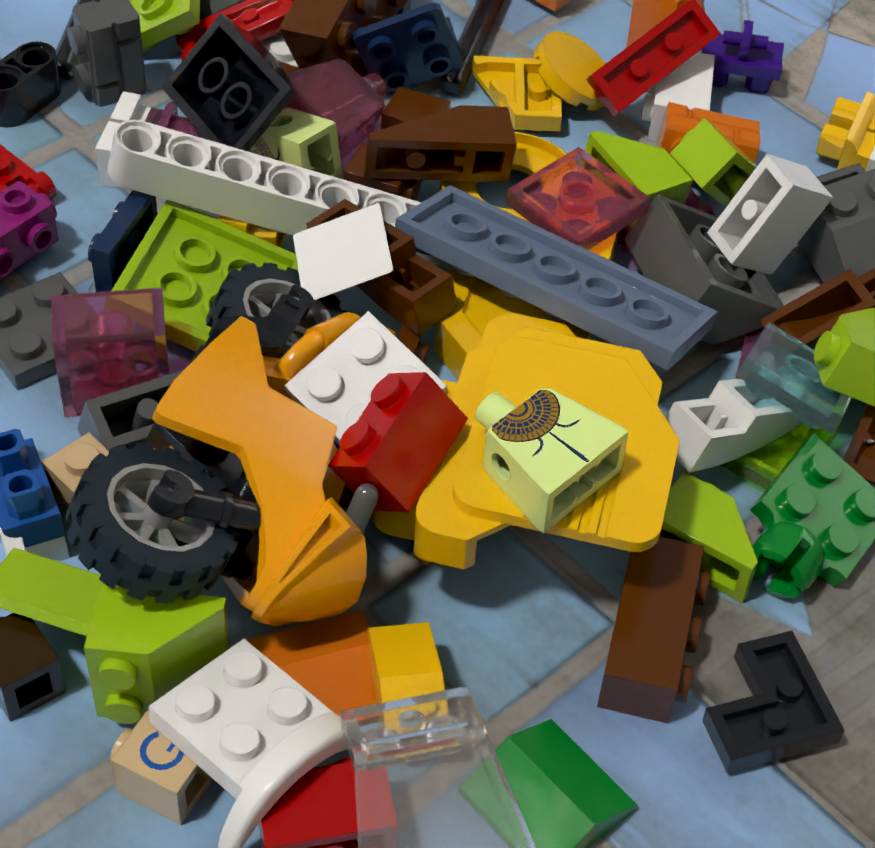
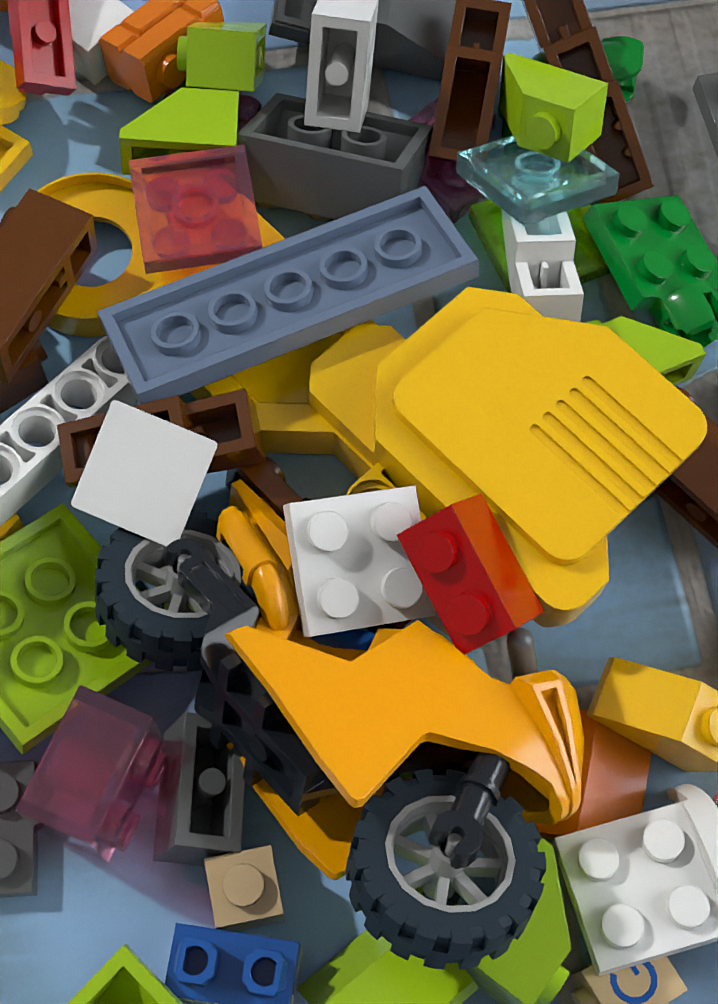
camera: 60 degrees left, 20 degrees up
(548, 452) = (586, 452): yellowish green torso -> none

